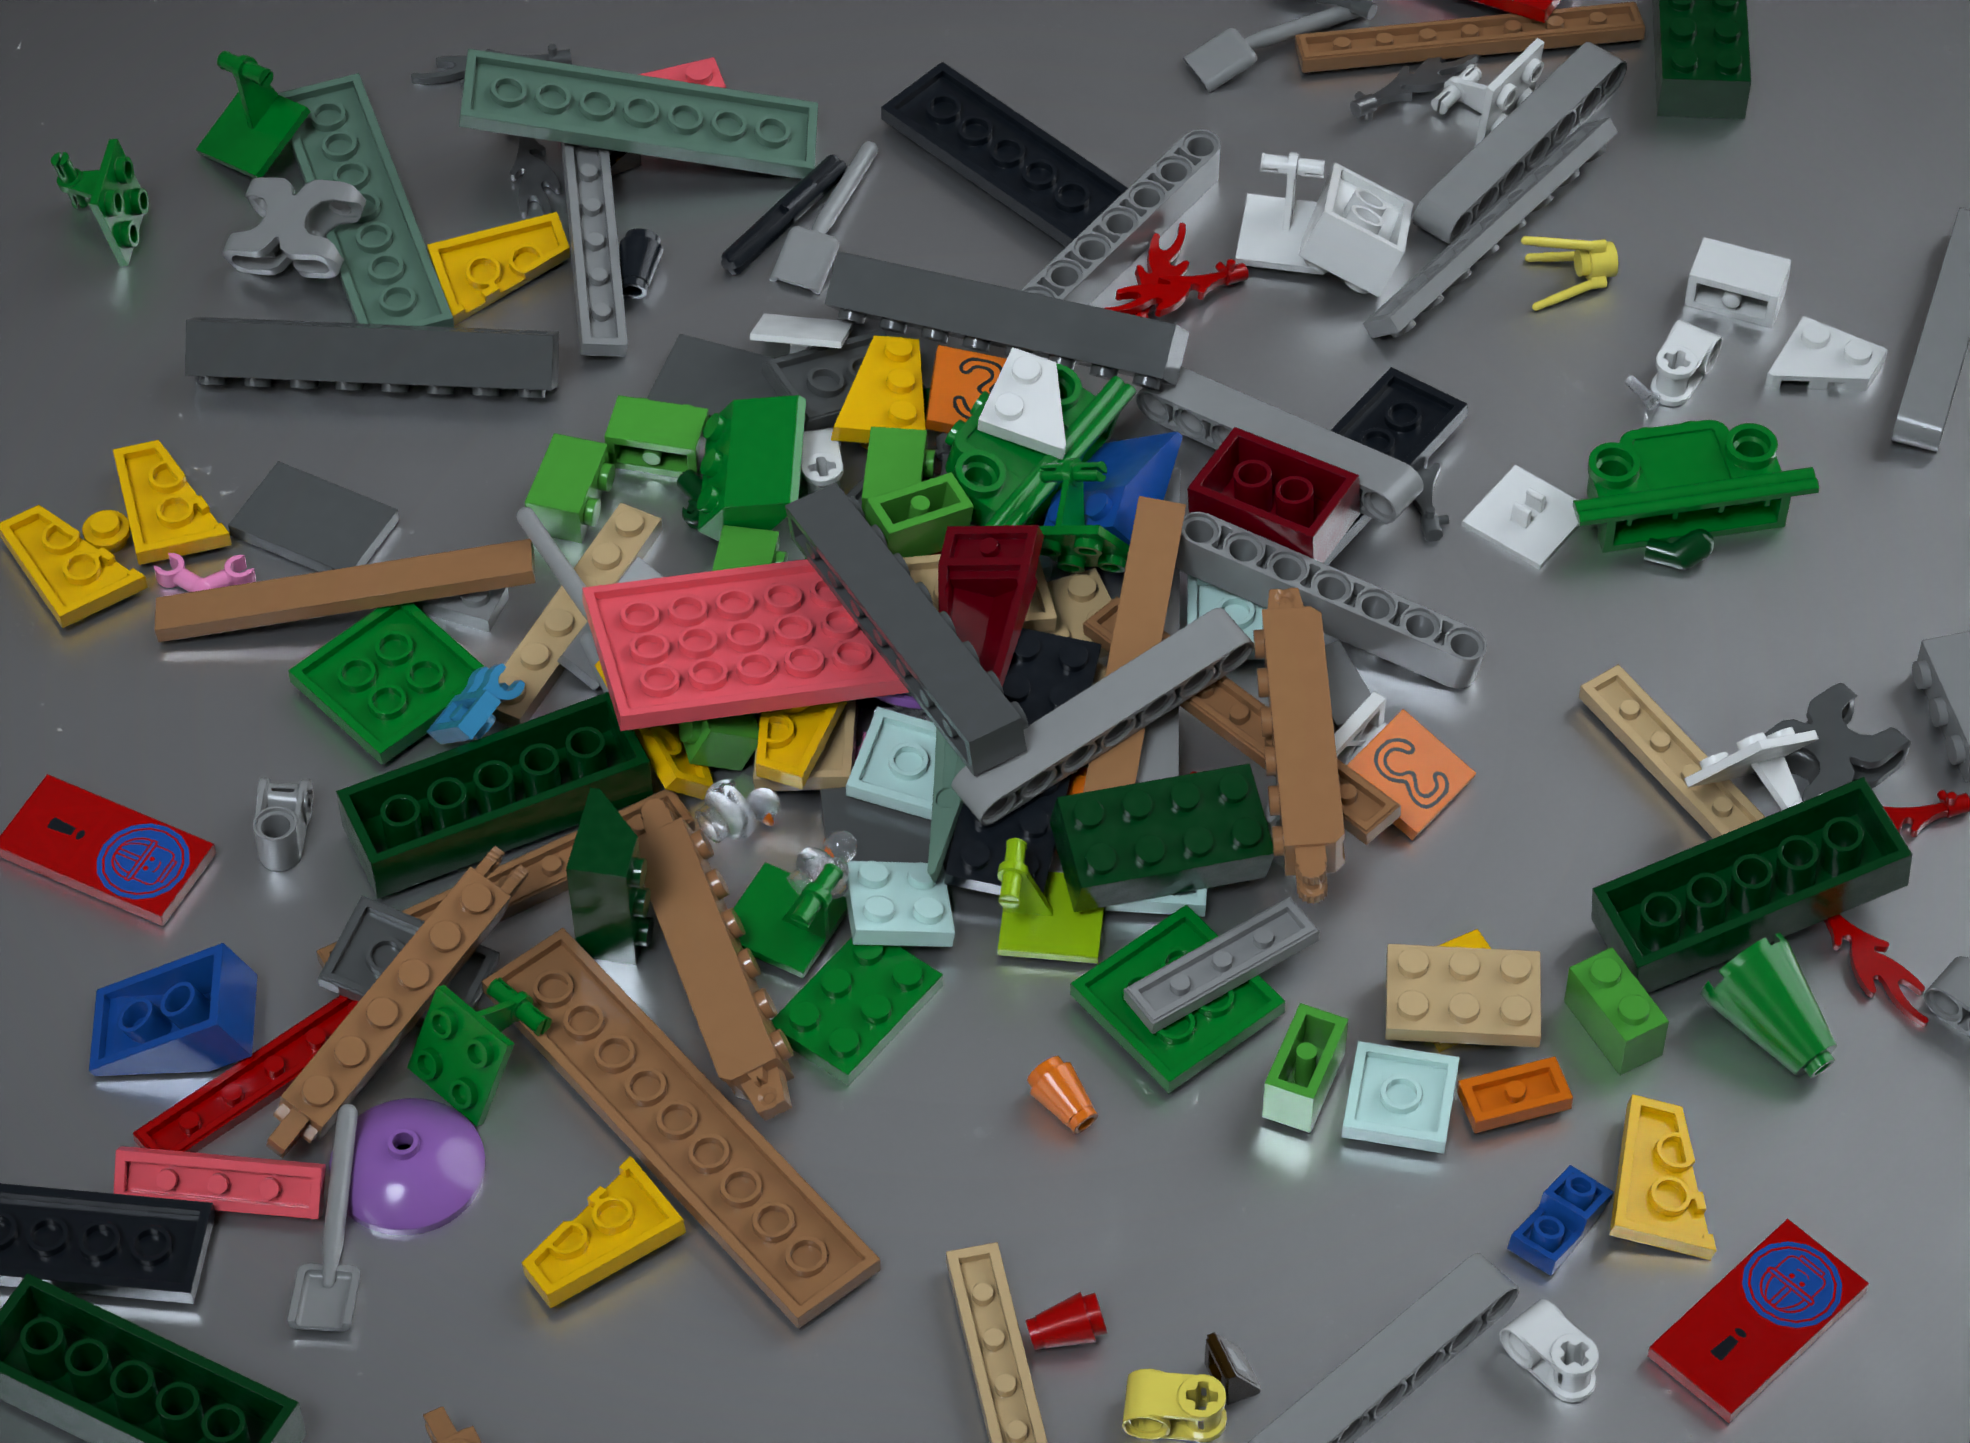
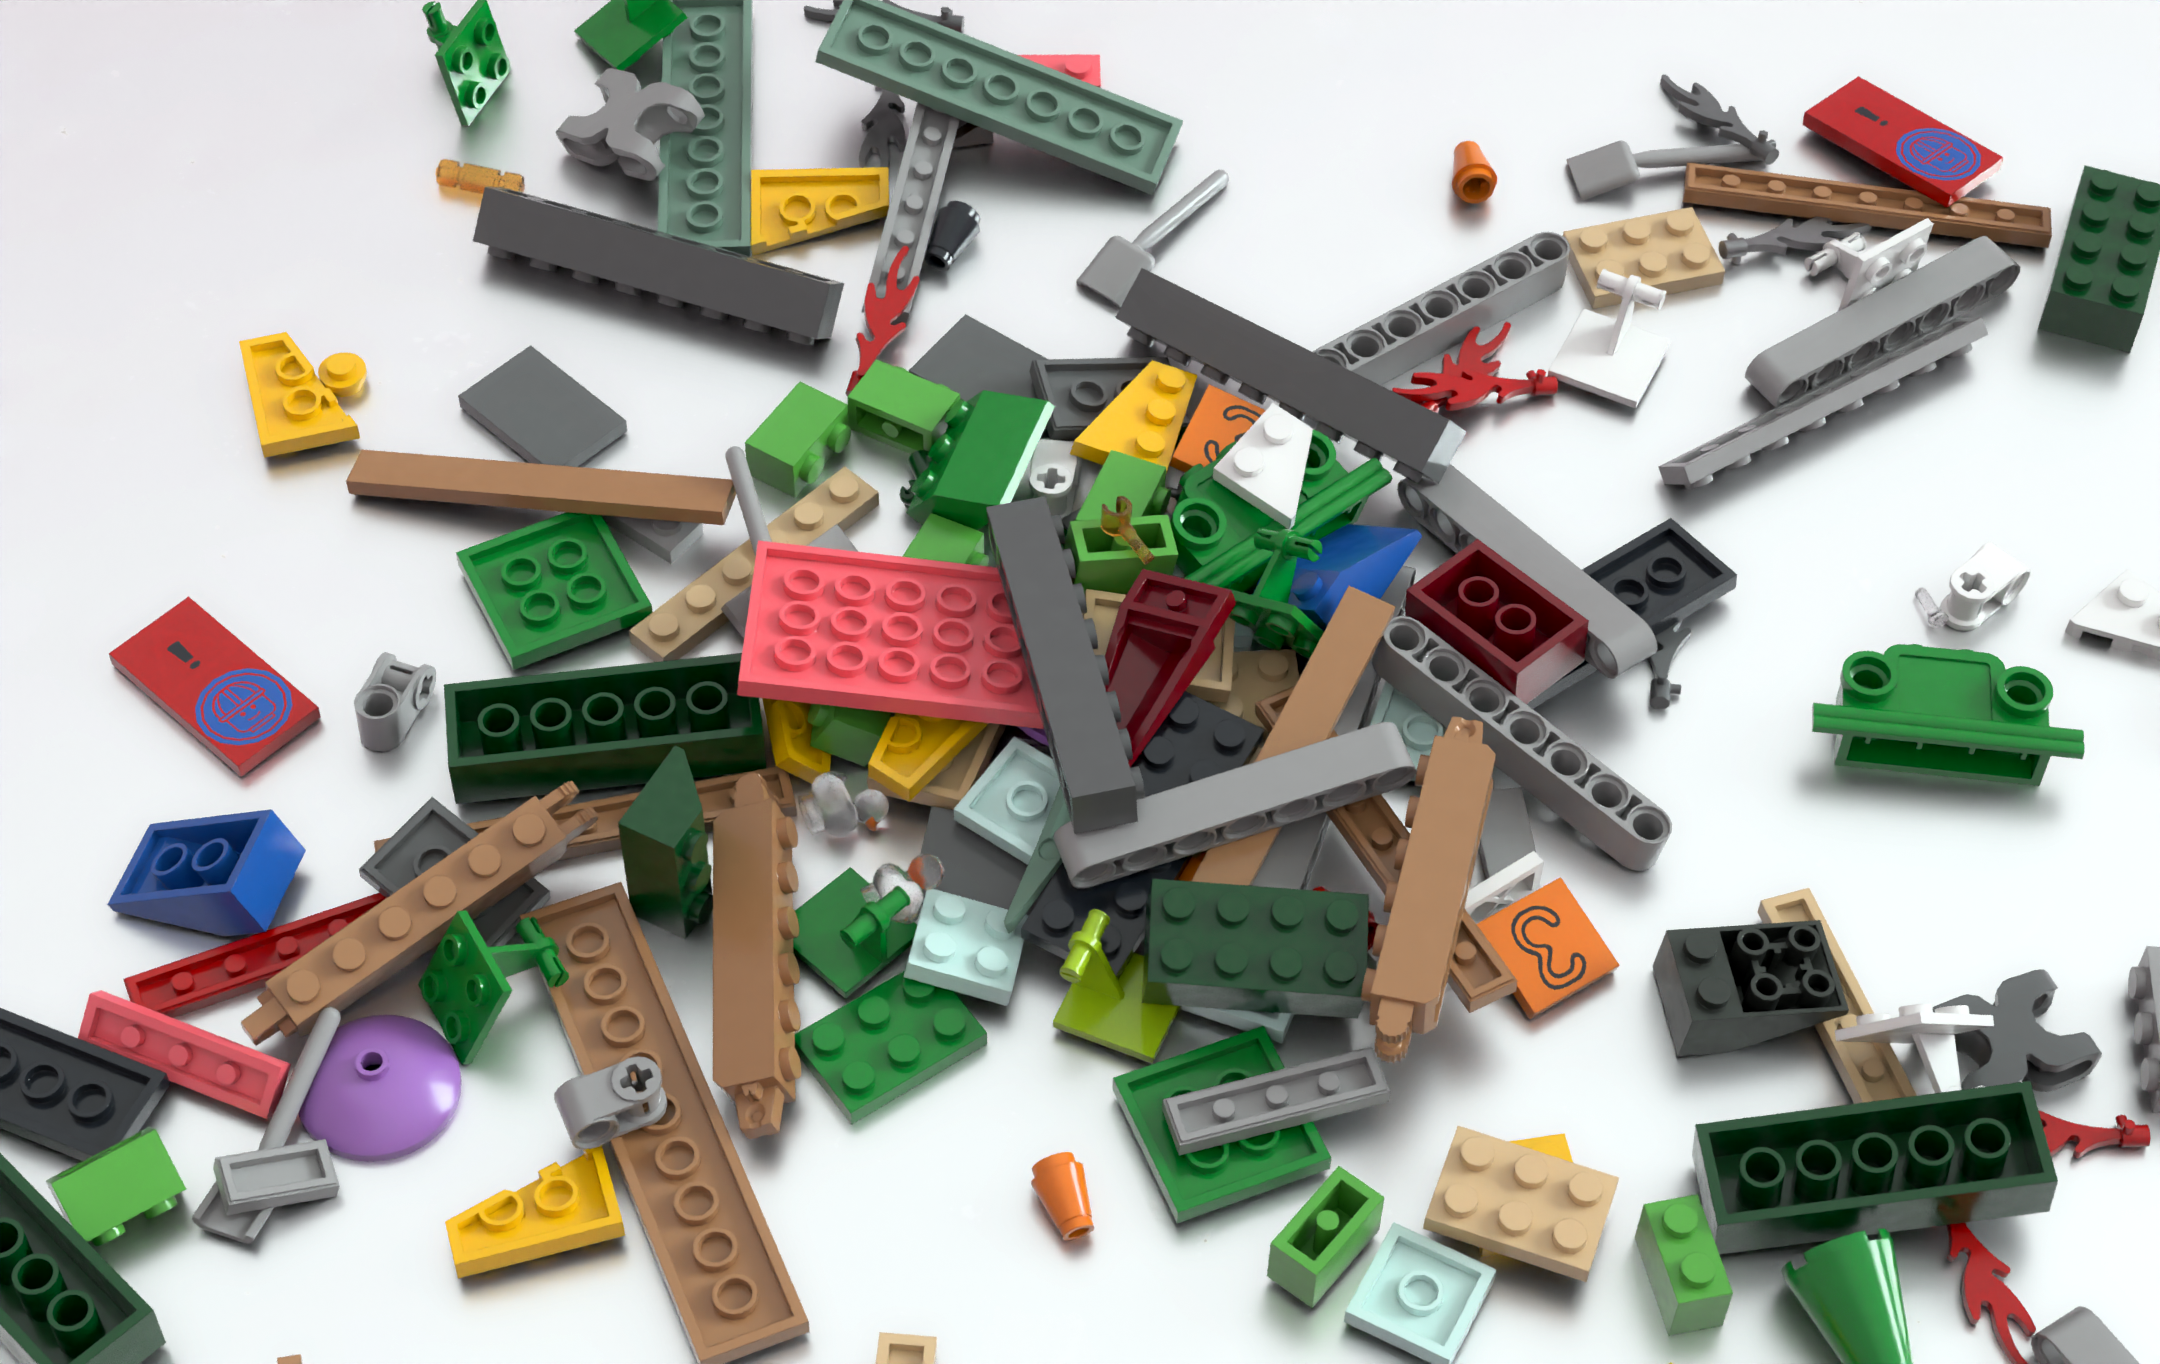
camera: 15 degrees right, 0 degrees up
(159, 314) = (475, 177): none -> clear orange axle
(163, 507) = (403, 362): yellow wing -> none
(191, 582) = (446, 444): bright pink arm -> none
(214, 1306) = (117, 1186): none -> bright green brick
(350, 1266) = (275, 1177): none -> light grey tile
(471, 712) = (606, 640): dark azure plate -> none
(601, 356) = (879, 315): none -> red piece
(634, 1120) = (607, 1103): none -> light grey piece
(783, 214) = (1110, 222): black axle -> none
(801, 331) = (1084, 340): white piece -> none
(913, 491) = (1120, 525): none -> clear orange hand
(1002, 153) = (1349, 210): black plate -> none
(1103, 91) = (1472, 173): none -> orange cone
(1294, 120) = (1661, 248): none -> tan plate
(1357, 231) = (1681, 371): white slope -> none
(1514, 1094) = (1544, 1327): orange plate -> none
(1524, 517) = (1762, 707): white piece -> none
(1591, 761) = (1745, 984): none -> pearl dark grey slope
(1592, 259) = (1920, 458): light yellow plant -> none
(1682, 553) = (1917, 787): dark green arm -> none
(1737, 282) = (2067, 517): white brick -> none

